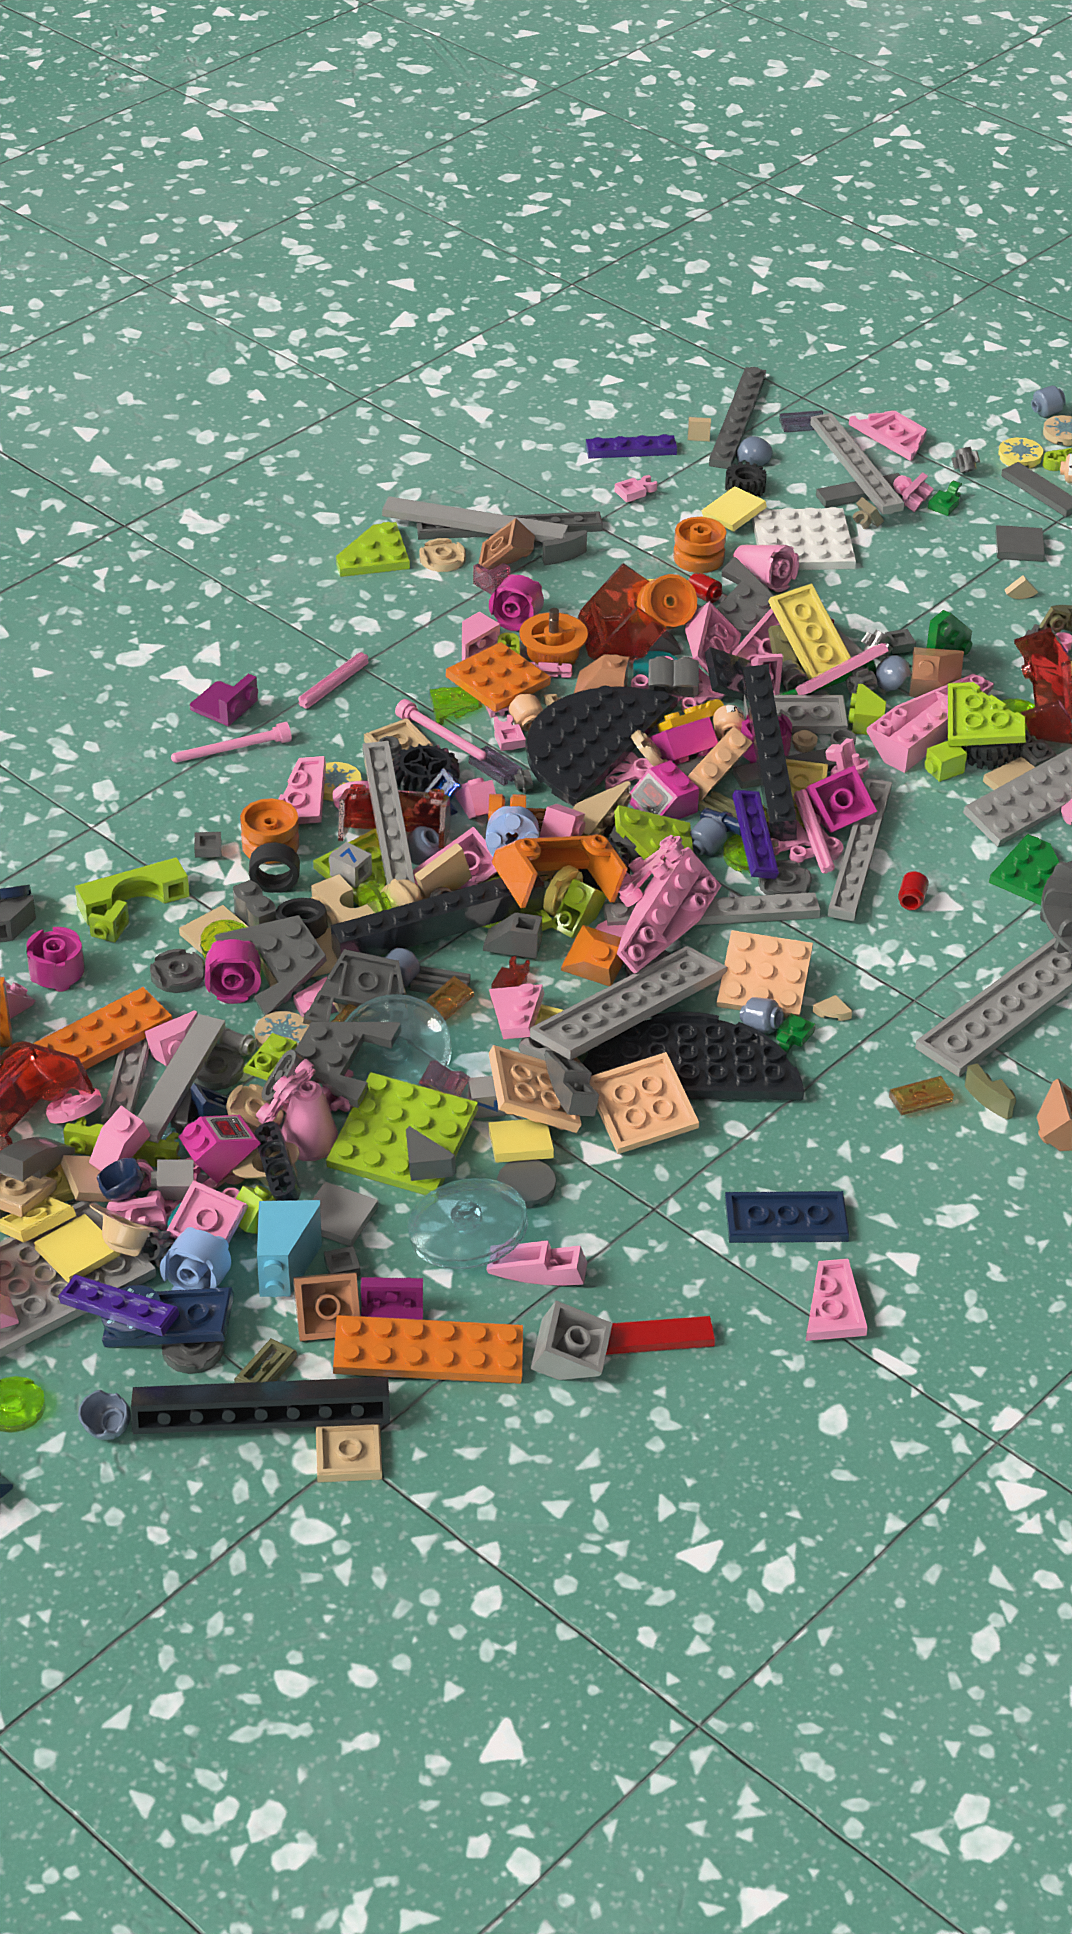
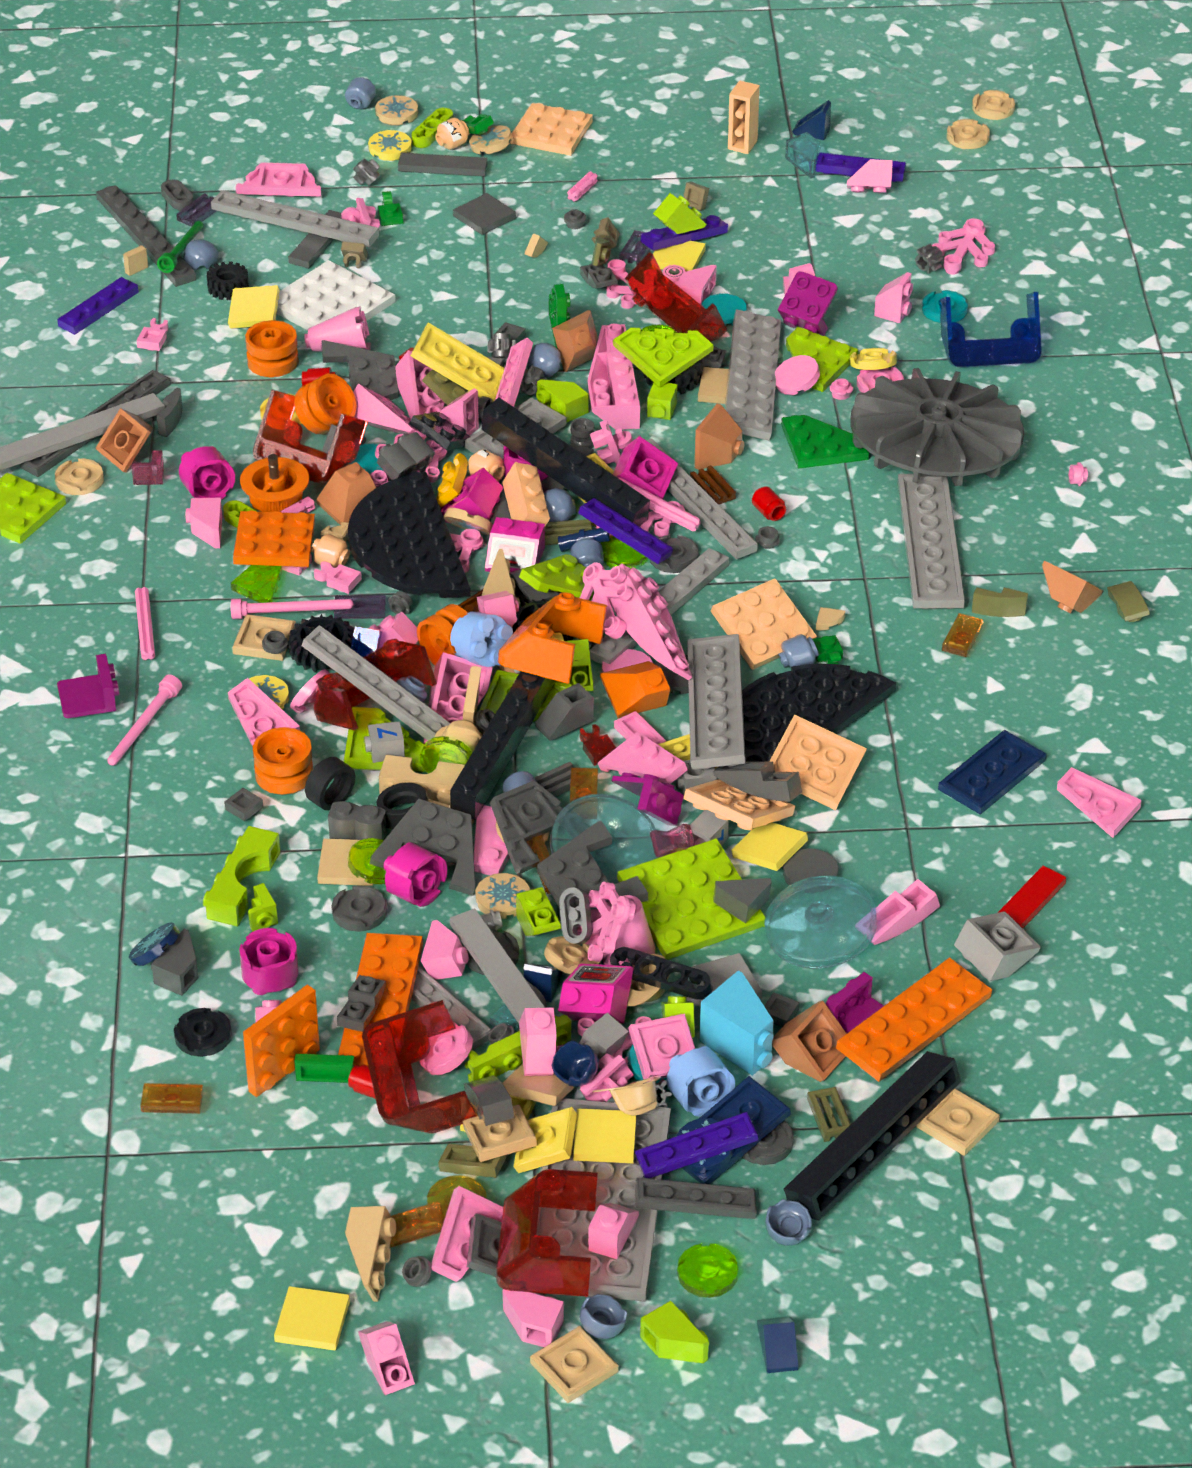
camera: 45 degrees left, 0 degrees up
(67, 1028) = (362, 1003): none -> dark grey slope
(74, 1344) = (695, 1198): none -> dark grey tile
(473, 1038) = (656, 797): none -> magenta bracket
(558, 988) = (634, 722): none -> bright pink tile
(711, 439) = (168, 261): none -> green piece
(740, 779) = (559, 505): none -> sand blue hair
(800, 399) = (176, 194): none -> dark grey plate
(875, 915) = (767, 537): none -> dark grey plate
(898, 837) = (716, 483): none -> reddish brown tile
(936, 813) = (717, 439): none -> nougat slope

